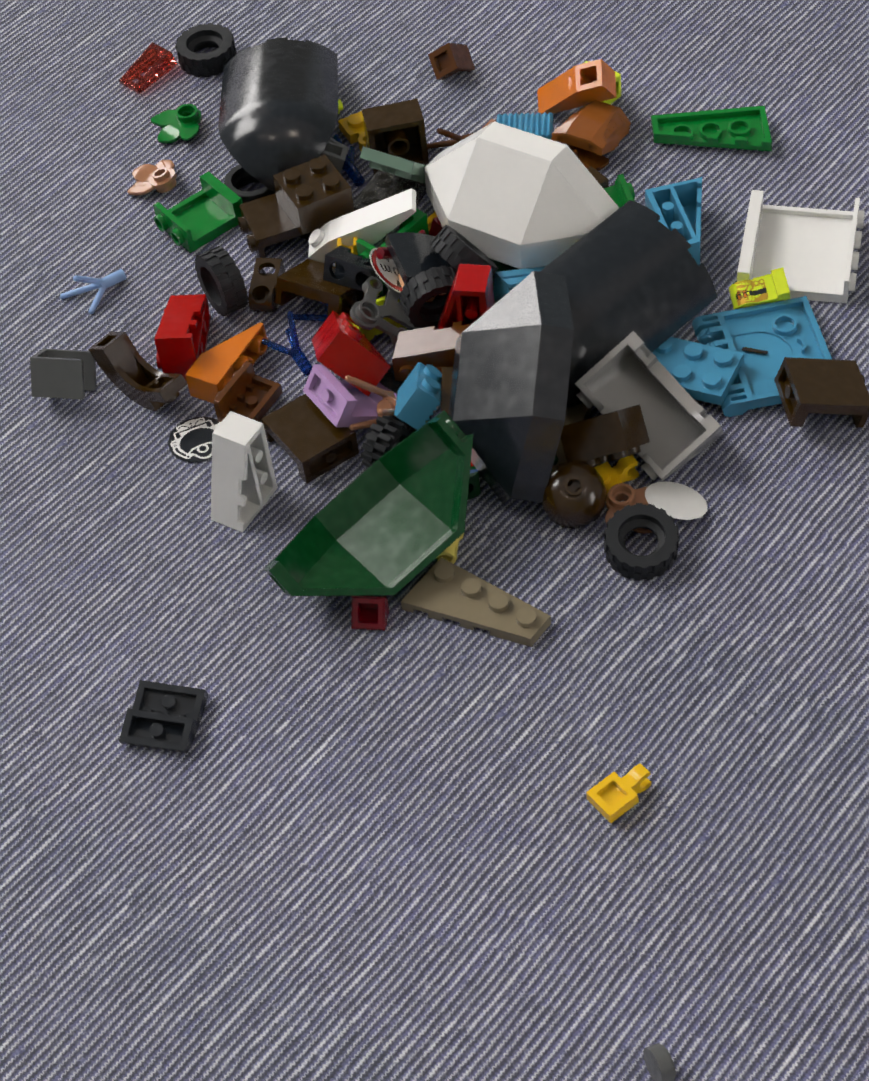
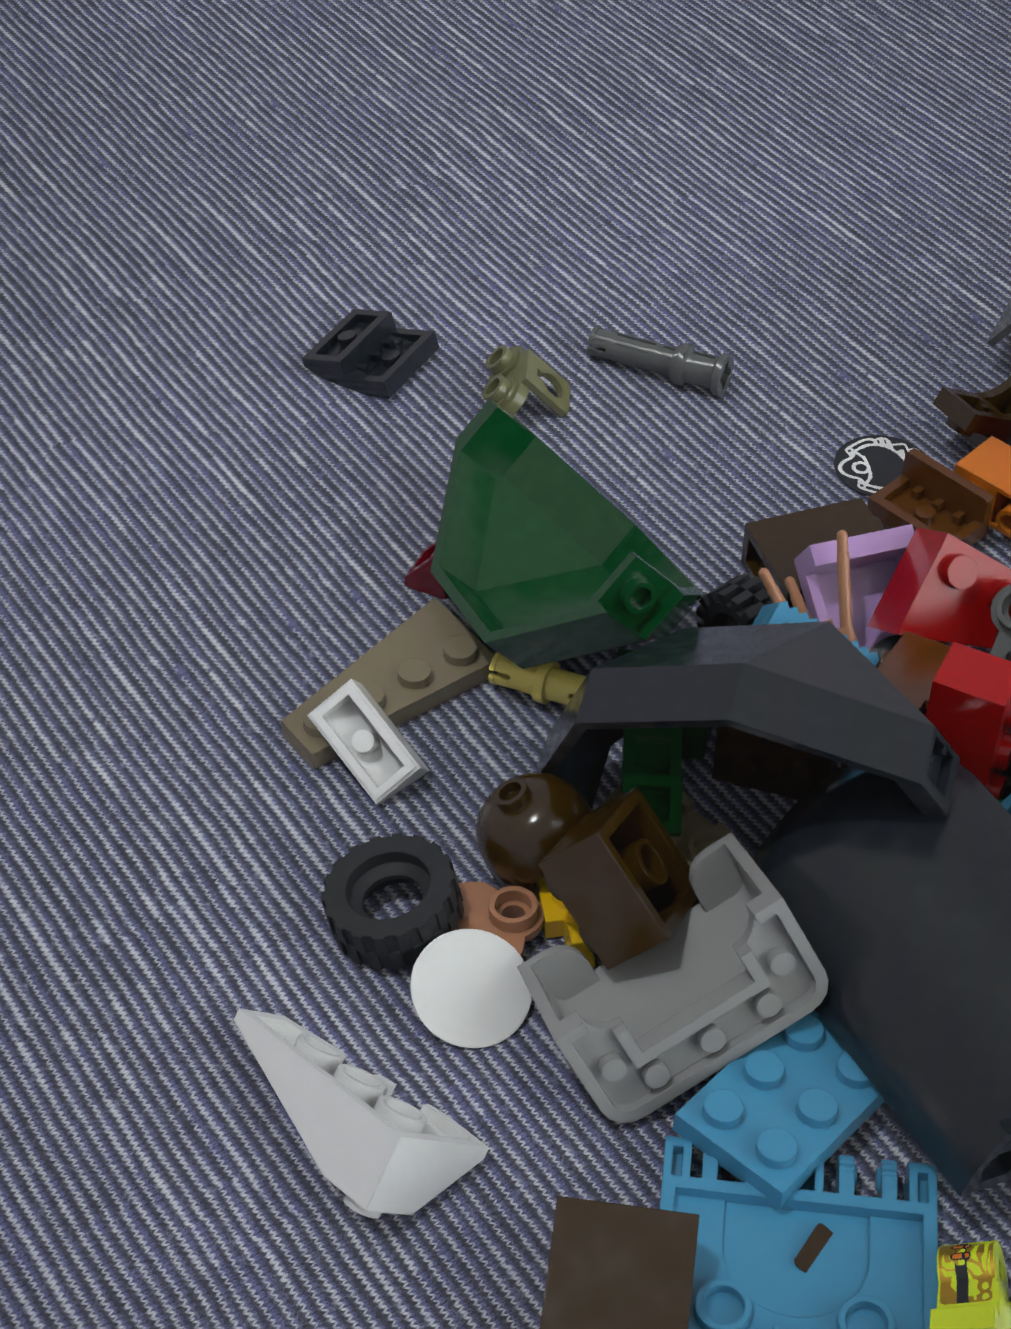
camera: 100 degrees right, 5 degrees down
(134, 546) = (680, 363): none -> dark grey pin
(183, 623) = (515, 373): none -> olive bracket
(240, 471) = (745, 445): white wedge -> none
(534, 589) = (367, 741): none -> white slope
(779, 505) = (359, 1135): none -> white wedge

